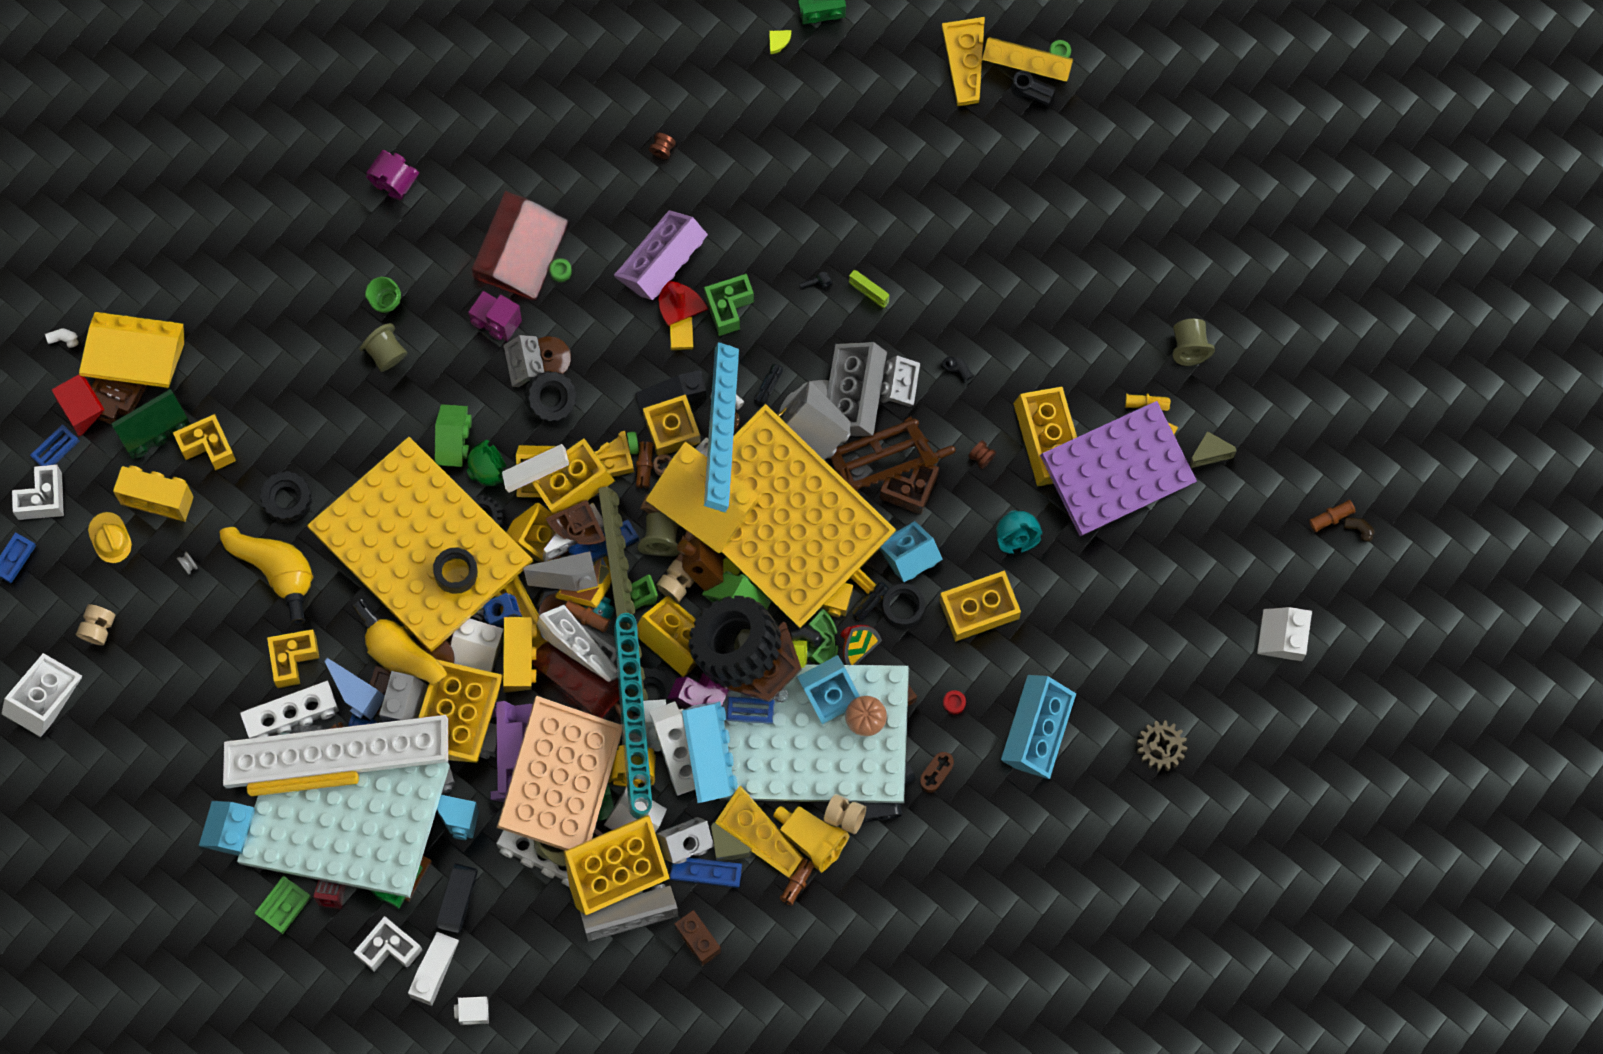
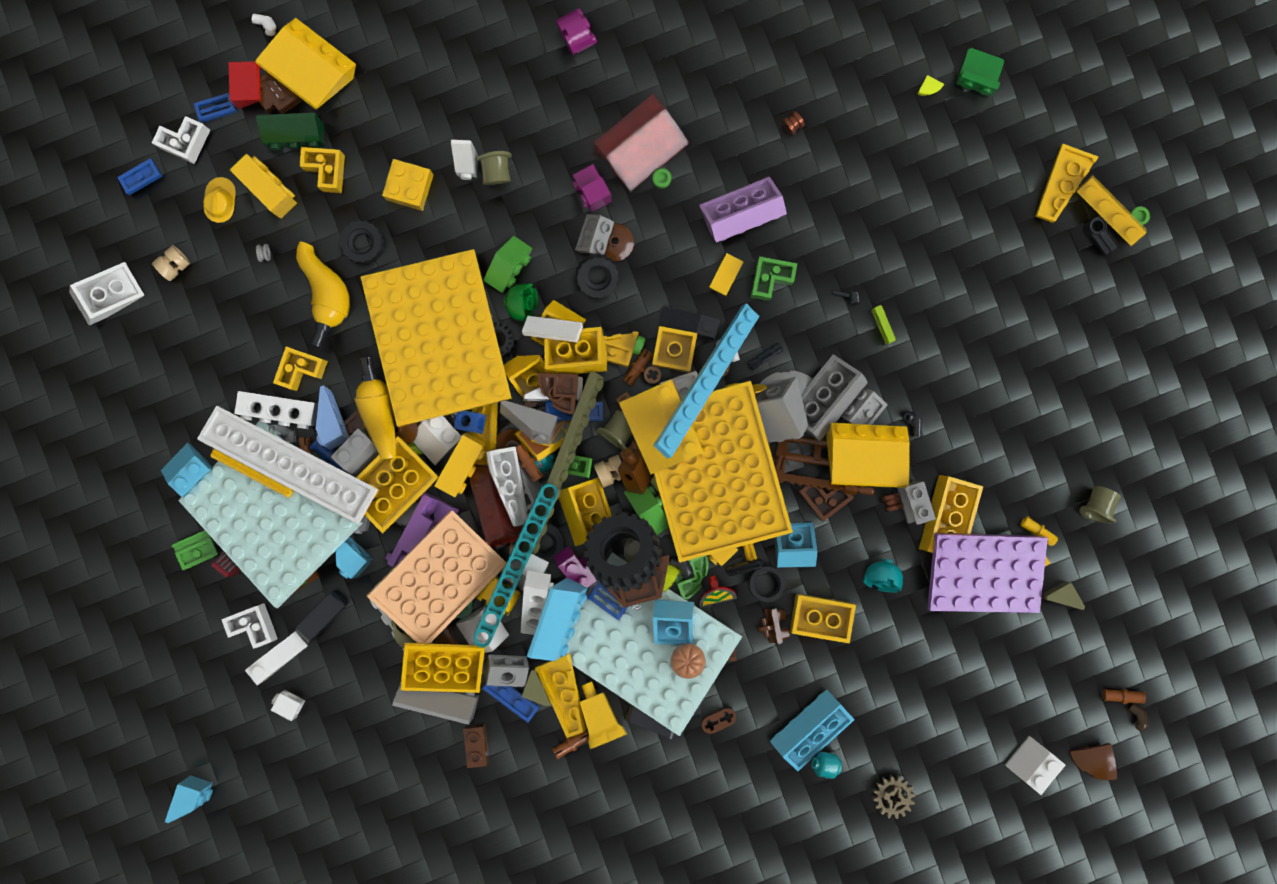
camera: 30 degrees right, 15 degrees up
(302, 414) = (408, 184): none -> yellow brick
(349, 354) = (464, 159): none -> white slope
(383, 294) = (518, 124): bright green hair -> none
(455, 587) = (432, 375): black tyre -> none
(679, 302) = (735, 255): red shield -> none
(845, 814) = (638, 723): tan wheel -> none
(928, 417) = (868, 455): none -> yellow slope
(934, 644) = (771, 626): none -> reddish brown hips
(954, 702) = (761, 675): red tile -> none
(1005, 438) = (916, 503): none -> light grey panel
(1074, 752) = (827, 765): none -> teal head
(1345, 595) = (1096, 761): none -> reddish brown brick

